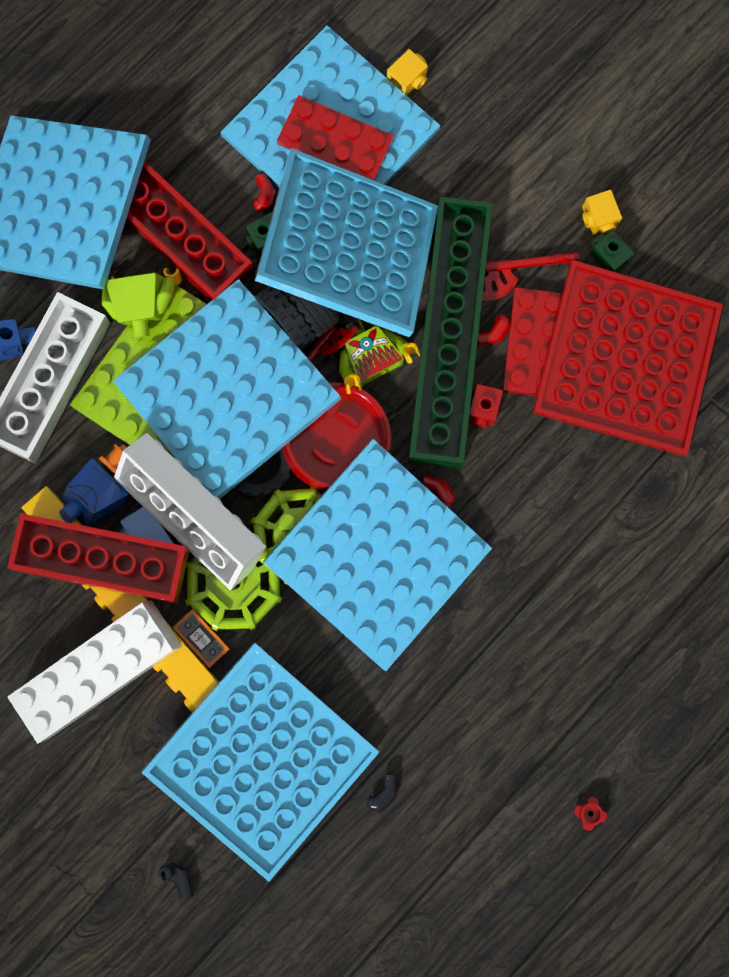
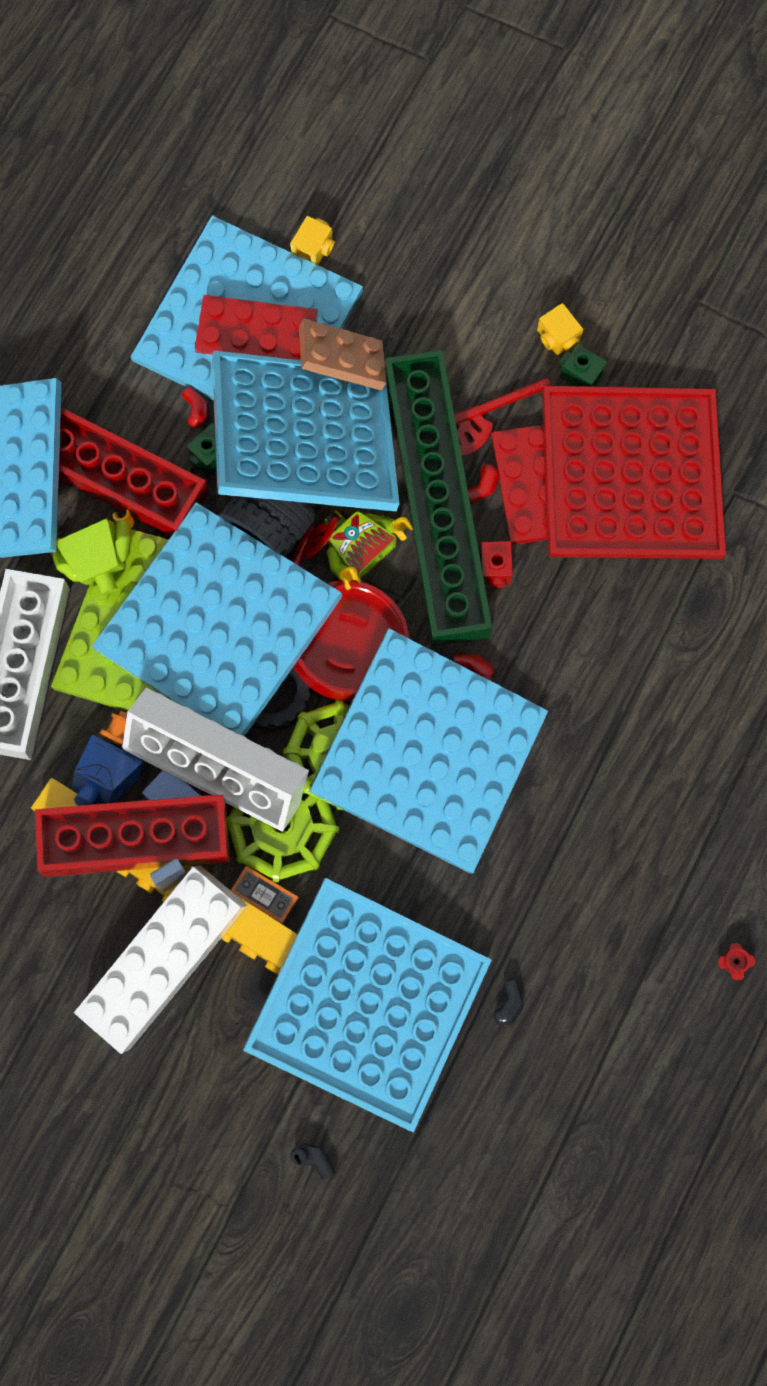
camera: 10 degrees left, 5 degrees down
(119, 603) = (168, 875): none -> sand blue tile
(403, 182) = (342, 354): none -> nougat plate

